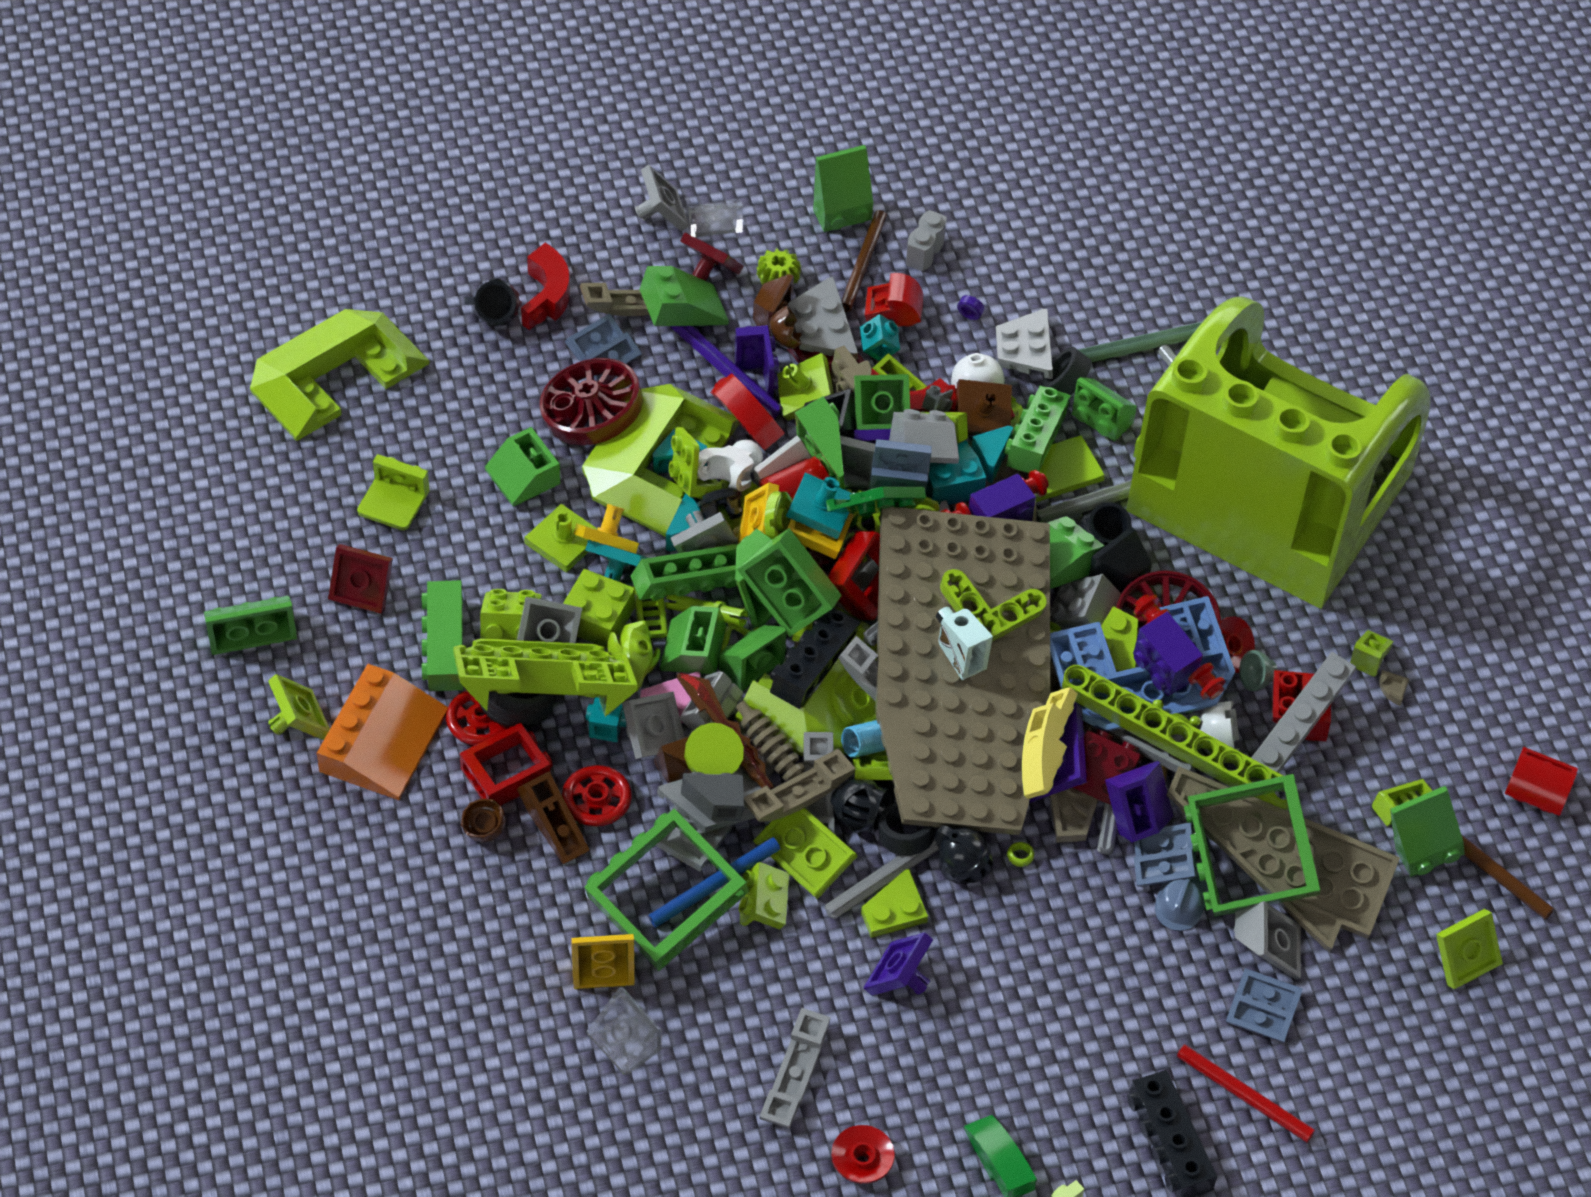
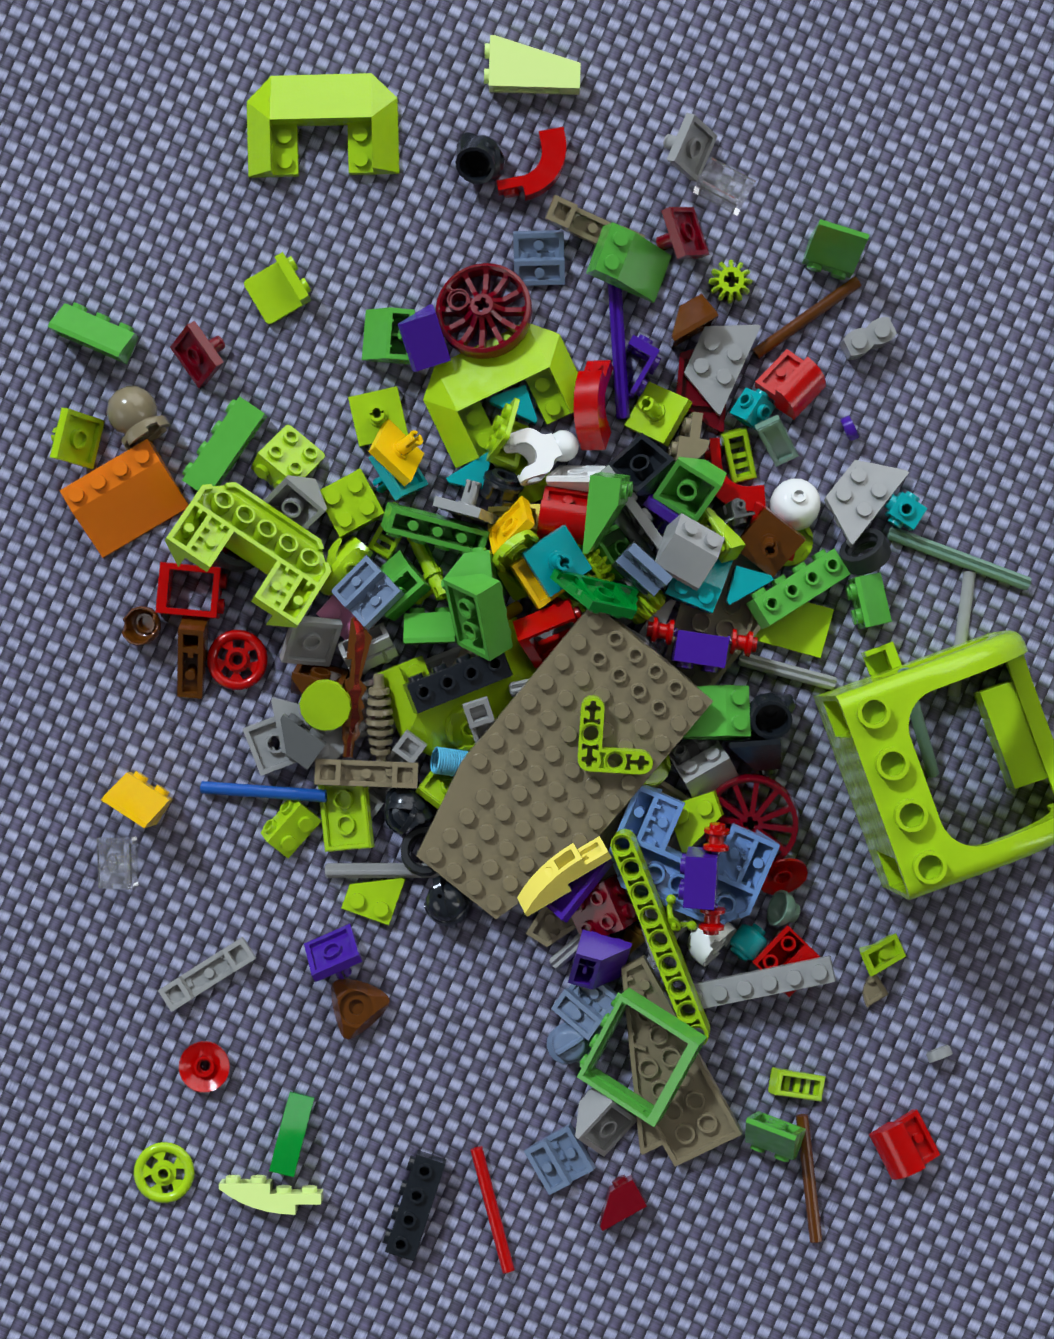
camera: 40 degrees right, 35 degrees up
(339, 656) = (135, 415): none -> dark tan tile
(481, 229) = (528, 69): none -> yellowish green slope
(561, 439) = (424, 339): none -> dark purple slope
(673, 648) = (367, 592): none -> sand blue slope
(698, 921) = (264, 780): bright green window -> none
(782, 328) = (674, 359): reddish brown hair -> none
(920, 345) = (776, 440): none -> sand green tile
(959, 1005) = (356, 1005): none -> reddish brown hat
(964, 641) = (557, 773): light aqua torso -> none
(1020, 846) = (493, 932): lime piece -> none
(1070, 330) = (913, 509): none -> teal brick
(1254, 714) = (748, 942): none -> teal head
(1351, 996) = (621, 1201): none -> dark red slope
(1469, 948) = (728, 1230): lime tile -> none
(1495, 692) = (939, 1053): none -> light grey tile

